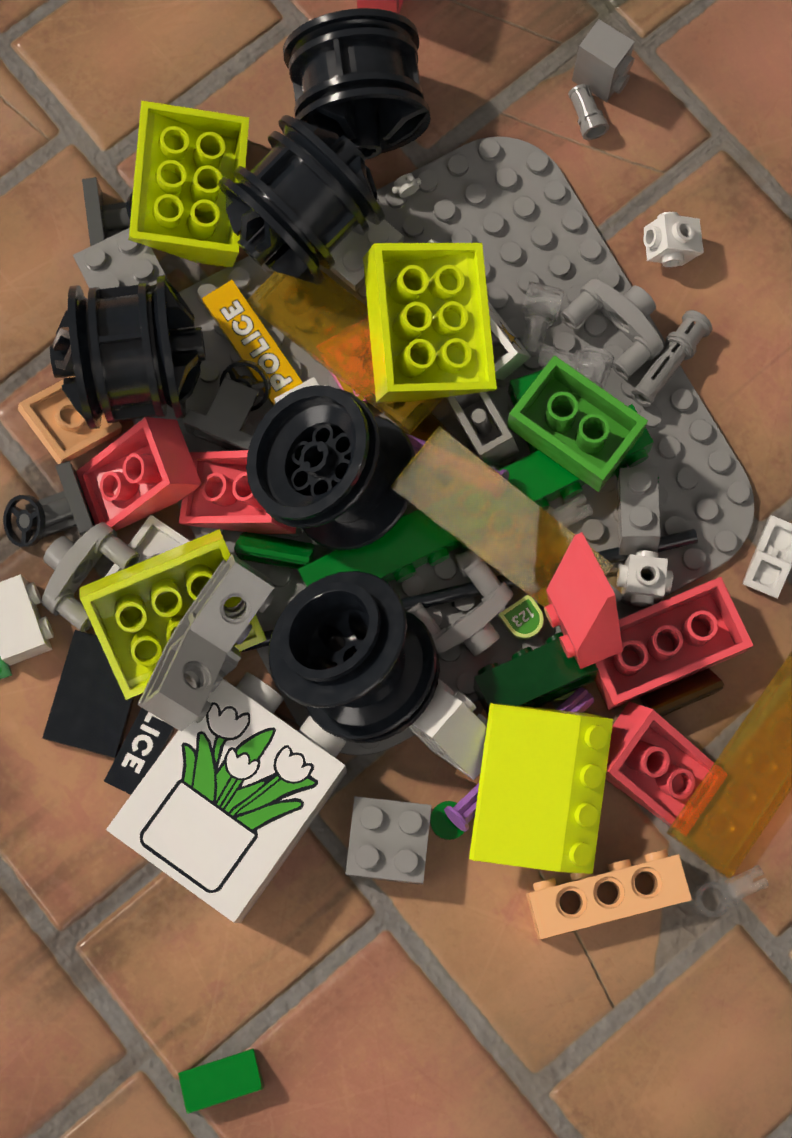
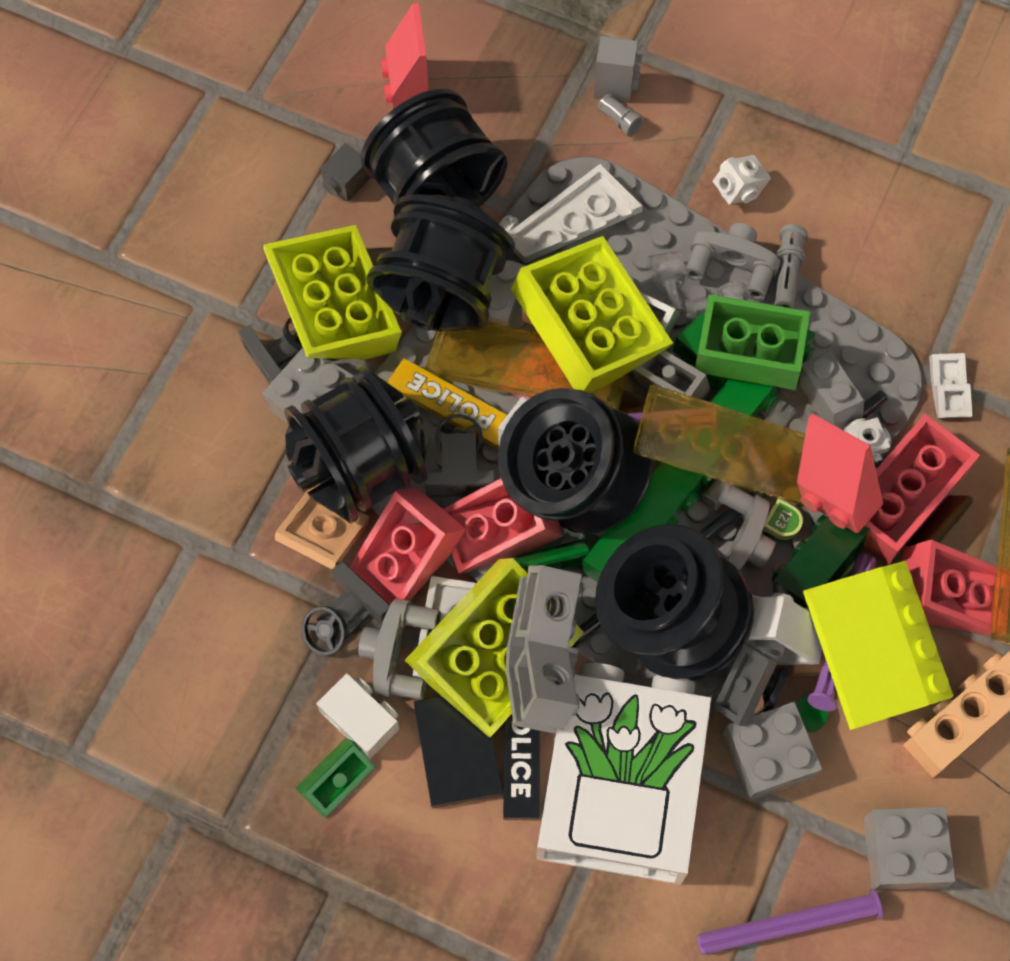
camera: 25 degrees left, 10 degrees down
(266, 54) = (344, 173): none -> dark grey brick
(321, 1010) = (790, 923): none -> medium lavender axle
(392, 764) = (747, 682): none -> dark grey piece
(470, 997) = (908, 849): none -> light grey brick
(482, 201) = (577, 212): none -> white wing

